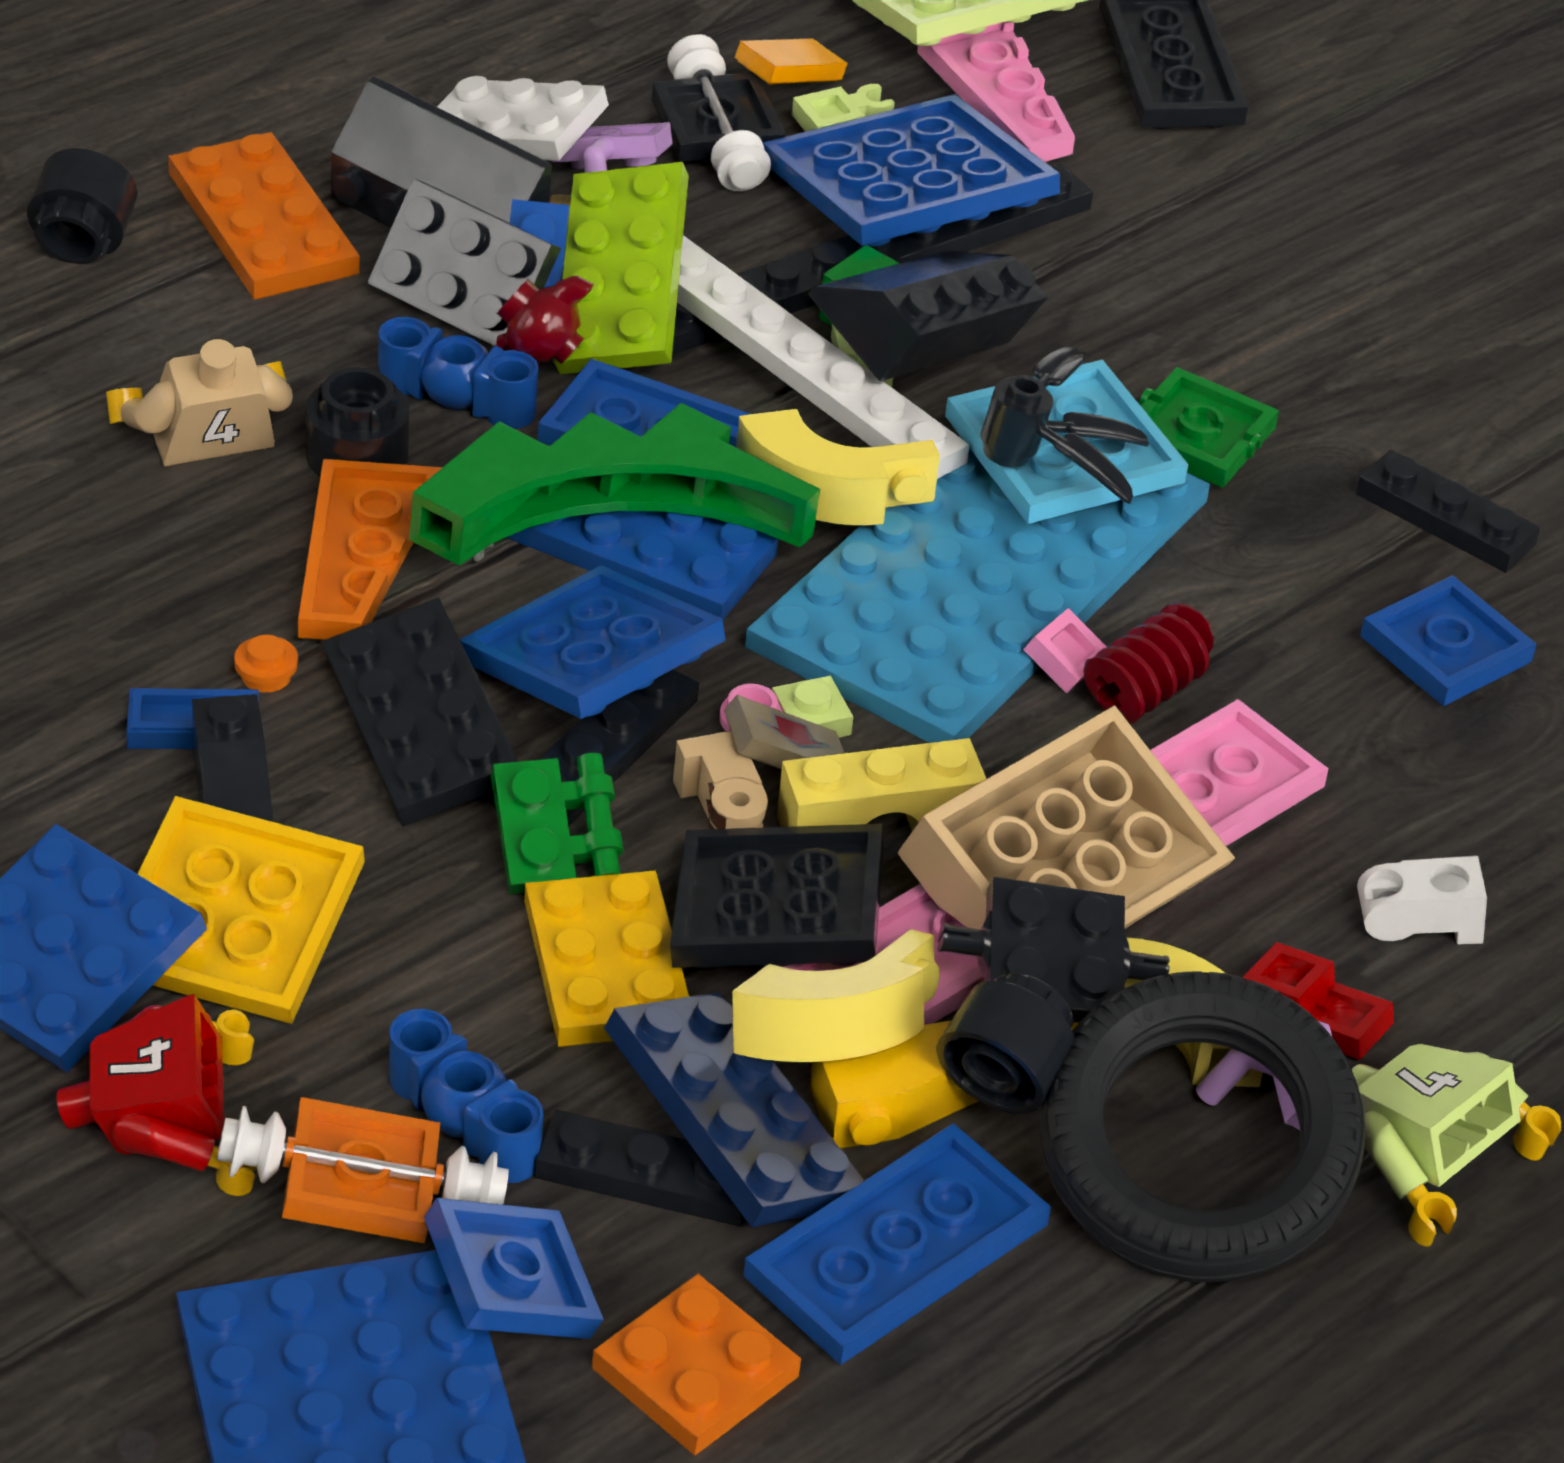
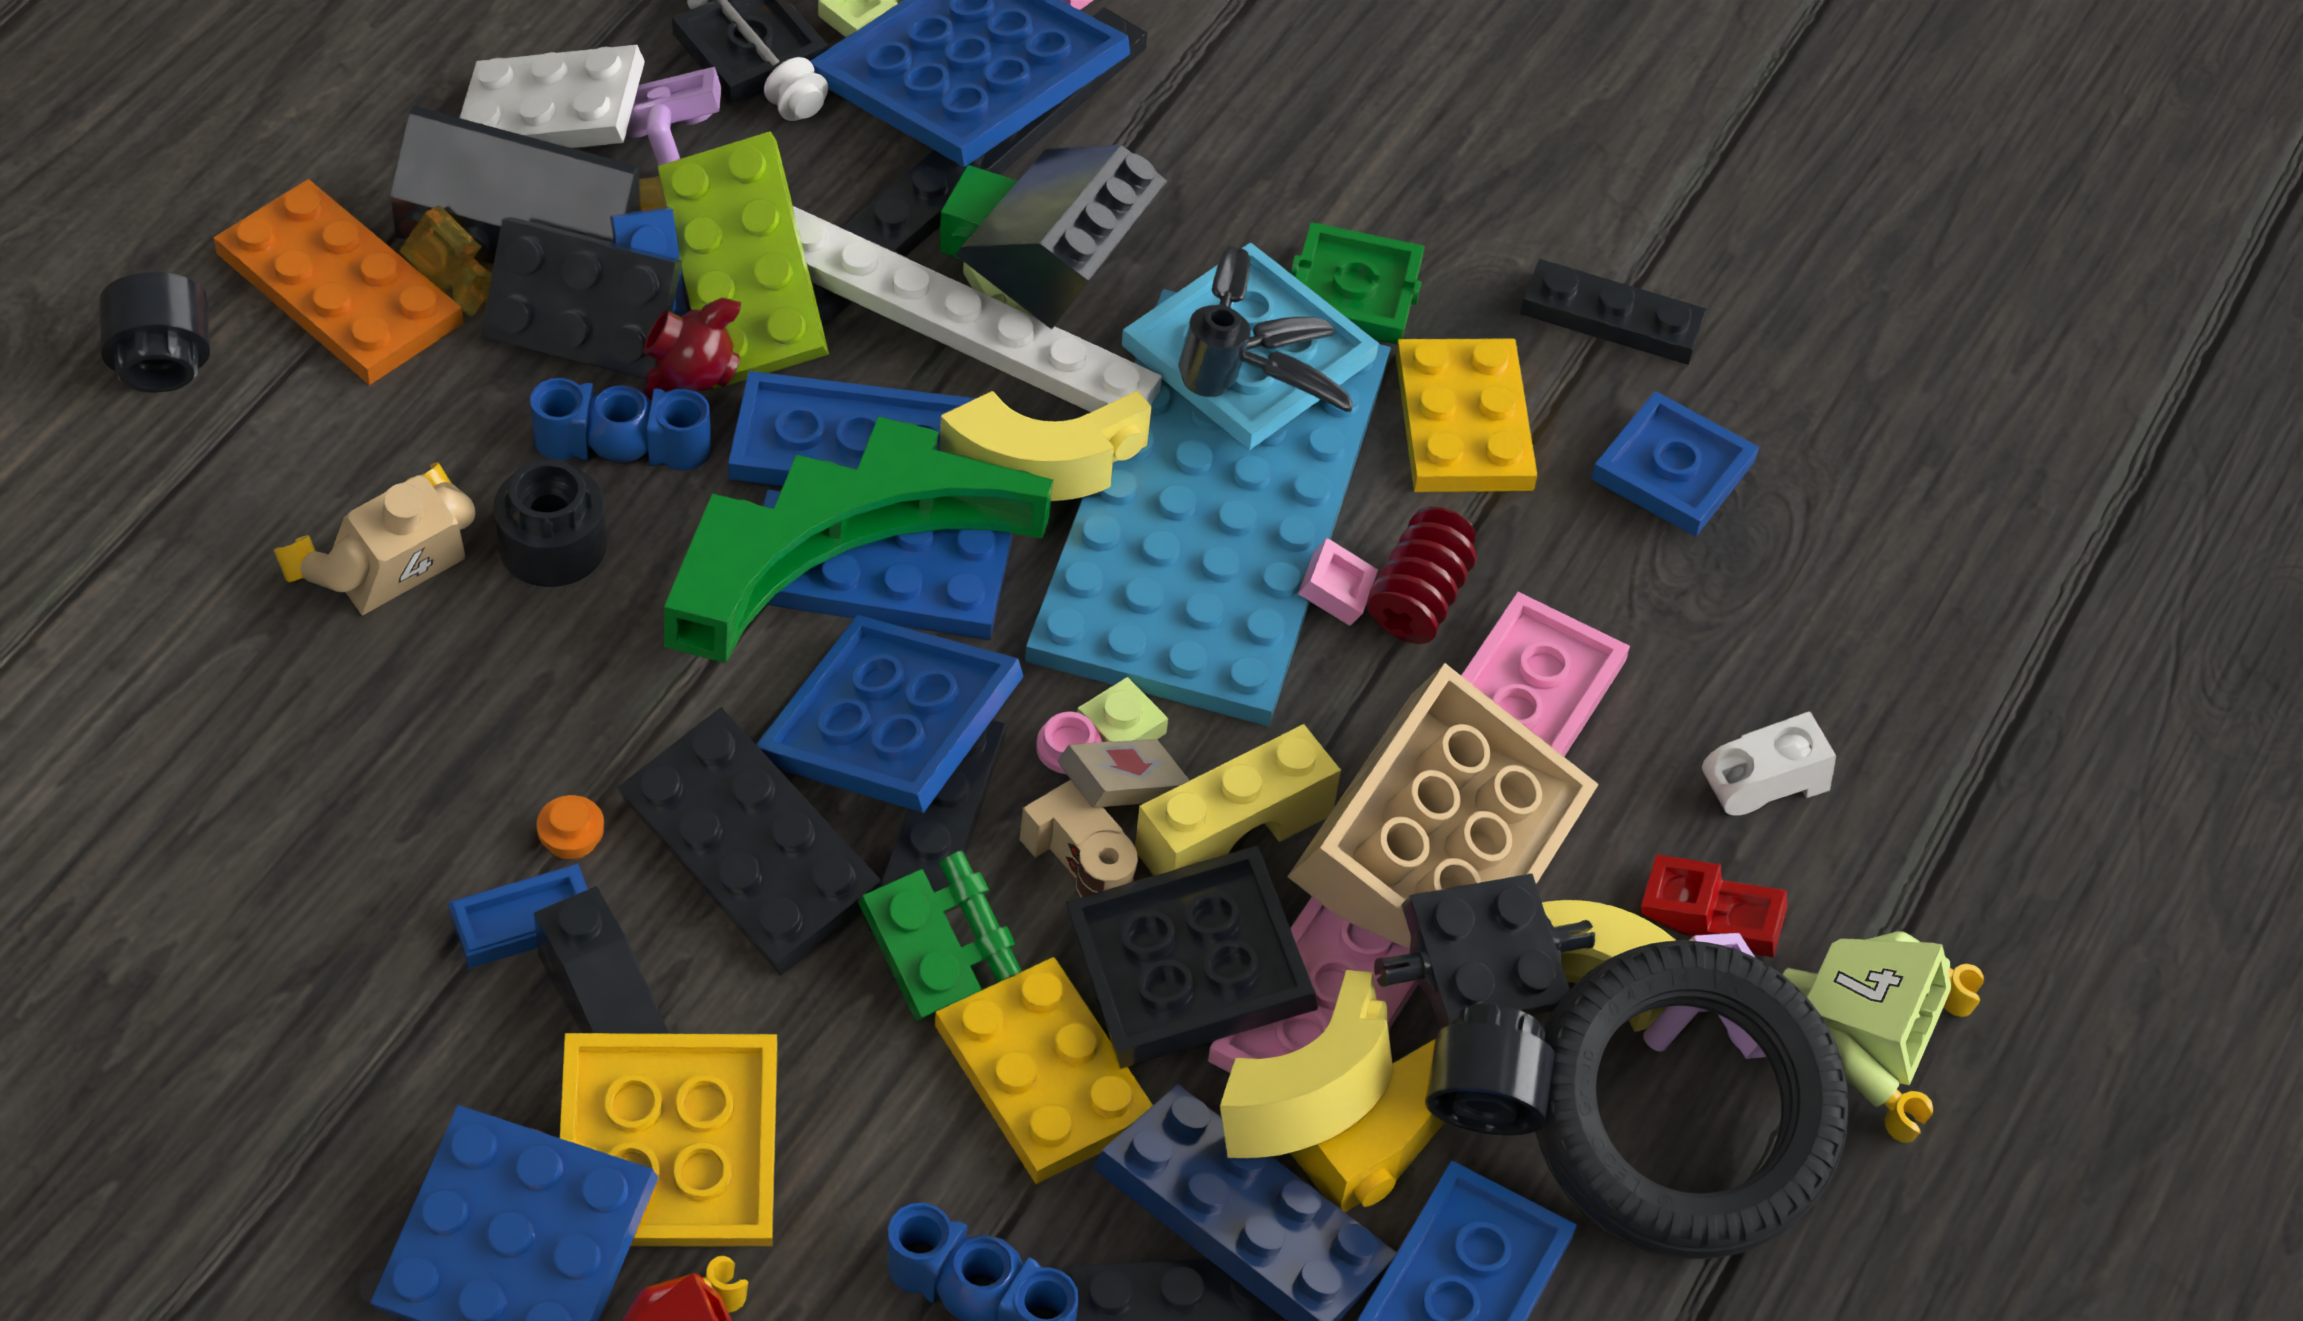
camera: 20 degrees left, 10 degrees up
(356, 543) = (604, 651): orange wing -> none
(361, 211) = (447, 259): none -> clear yellow plate
(1259, 557) = (1465, 415): none -> yellow plate

